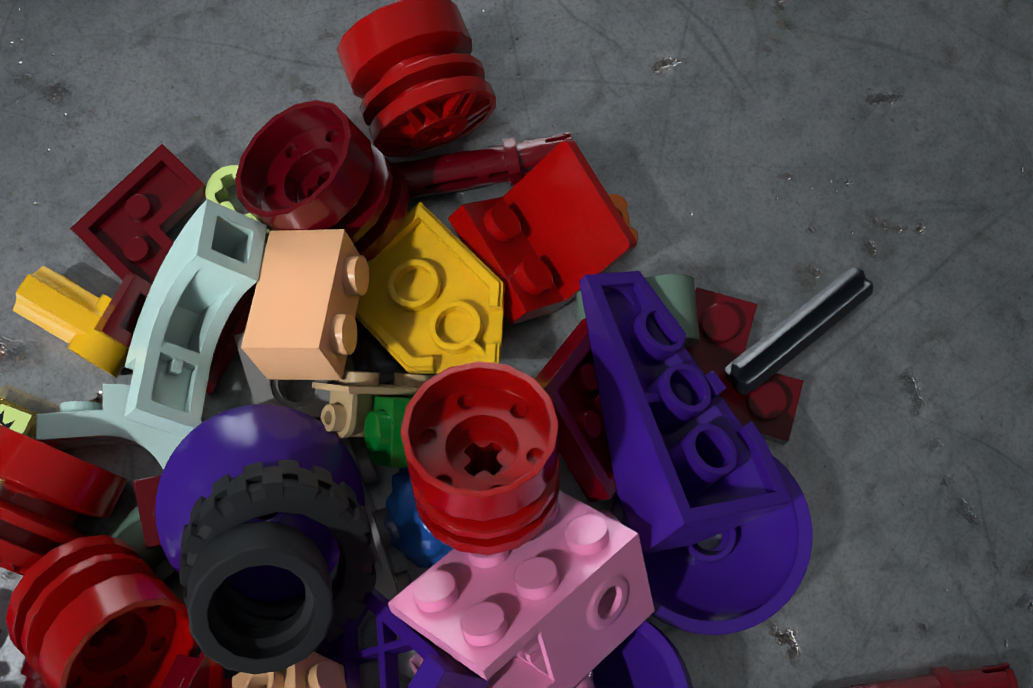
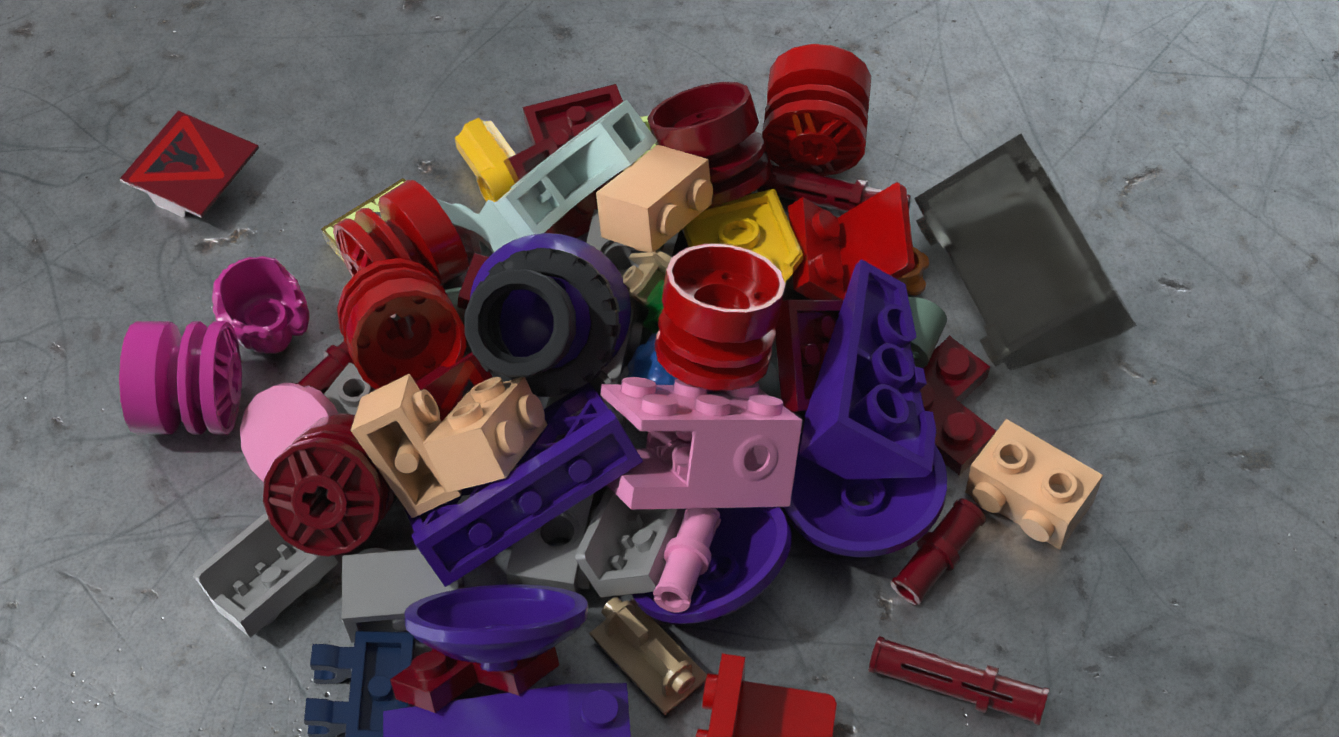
camera: 30 degrees right, 20 degrees down
(730, 158) = (1022, 258): none -> clear smoke windscreen
(798, 331) = (1011, 392): black axle -> none
(813, 597) = (938, 551): none -> dark red pin
(875, 430) = (1032, 484): none -> light nougat brick

